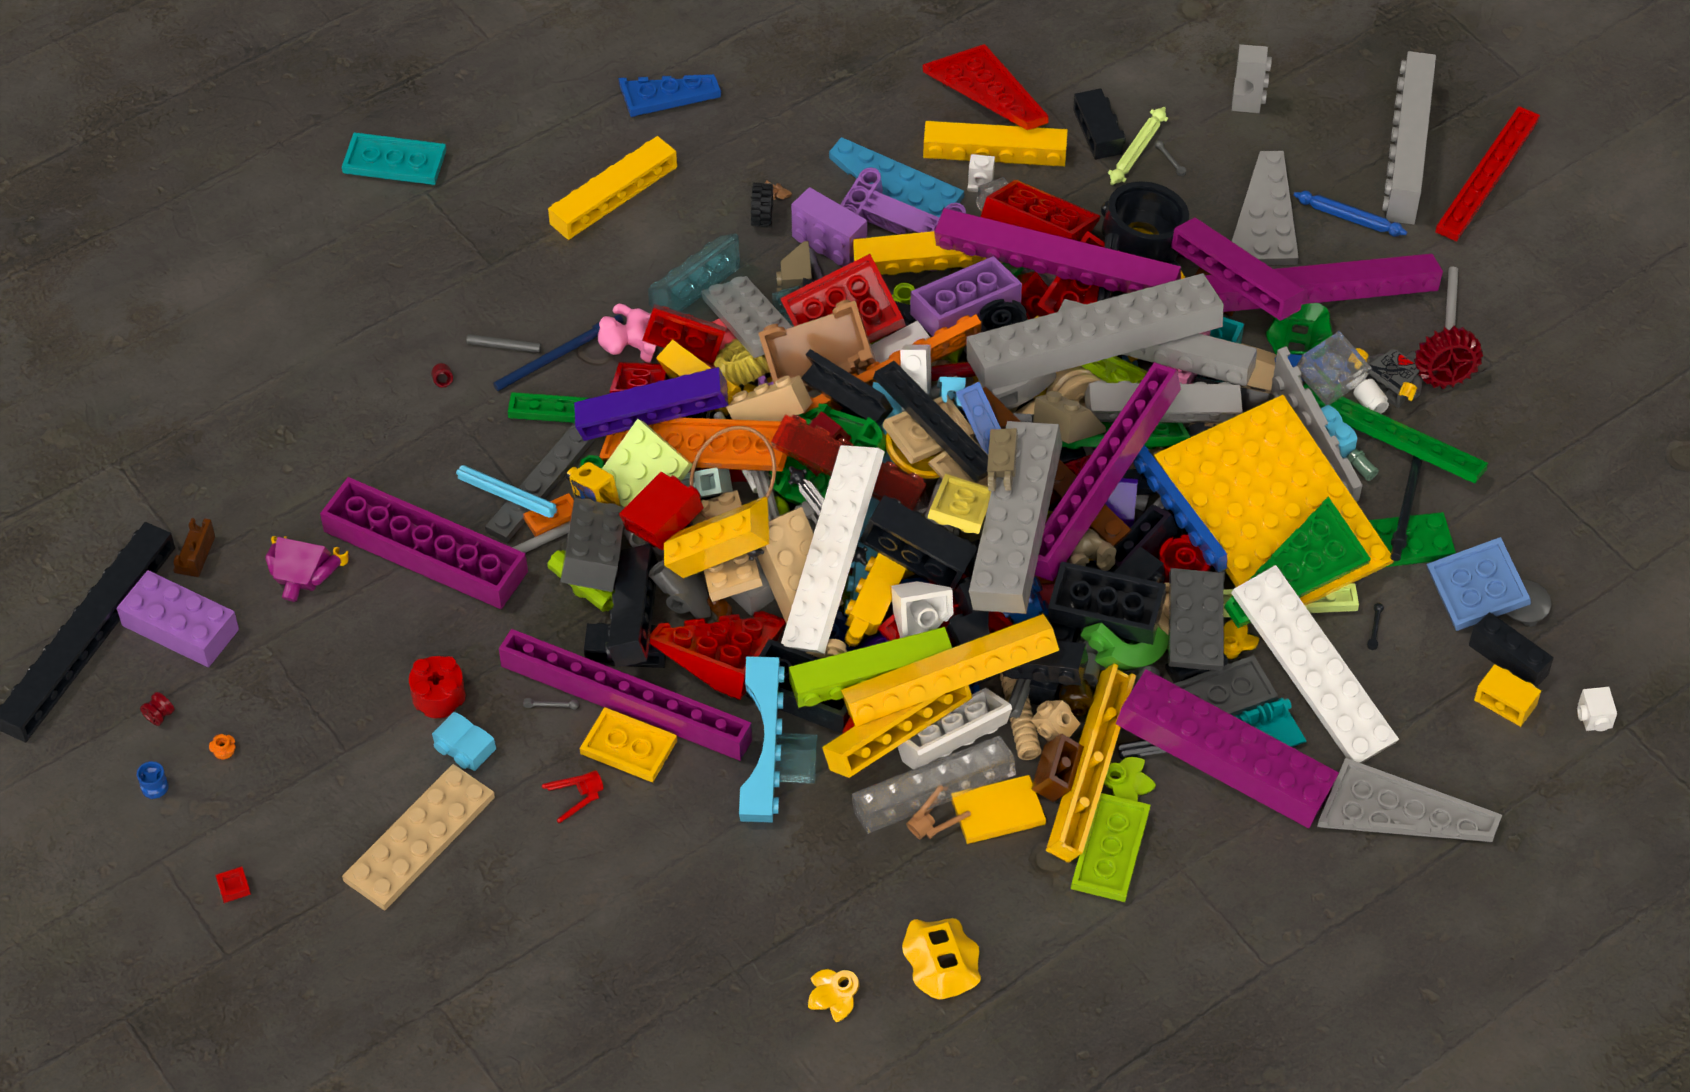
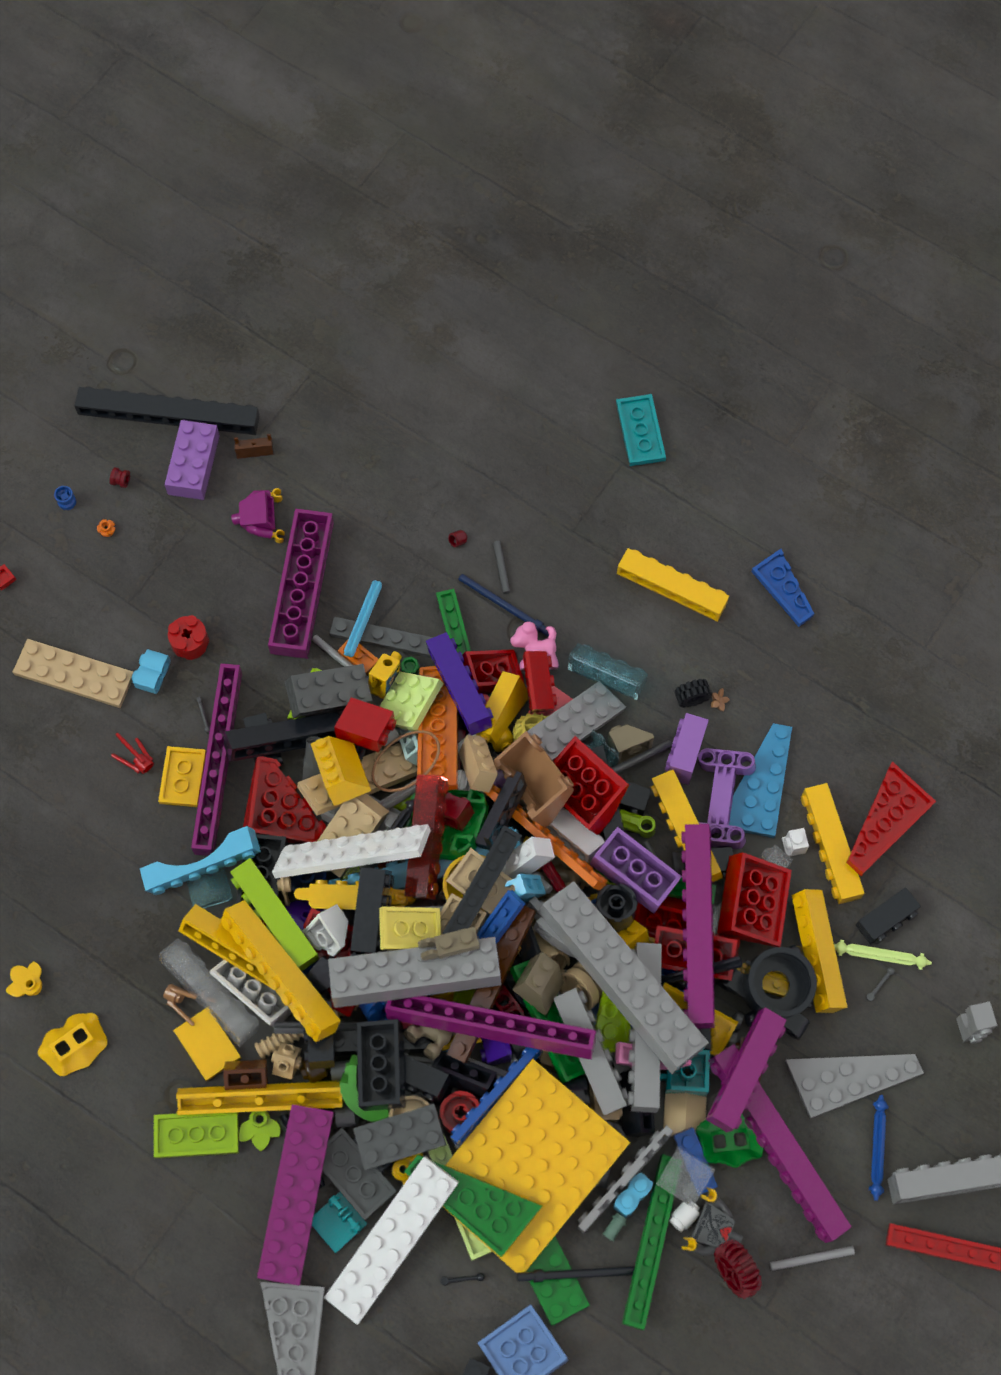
camera: 70 degrees right, 15 degrees up
(1094, 185) = (819, 949): none -> yellow brick

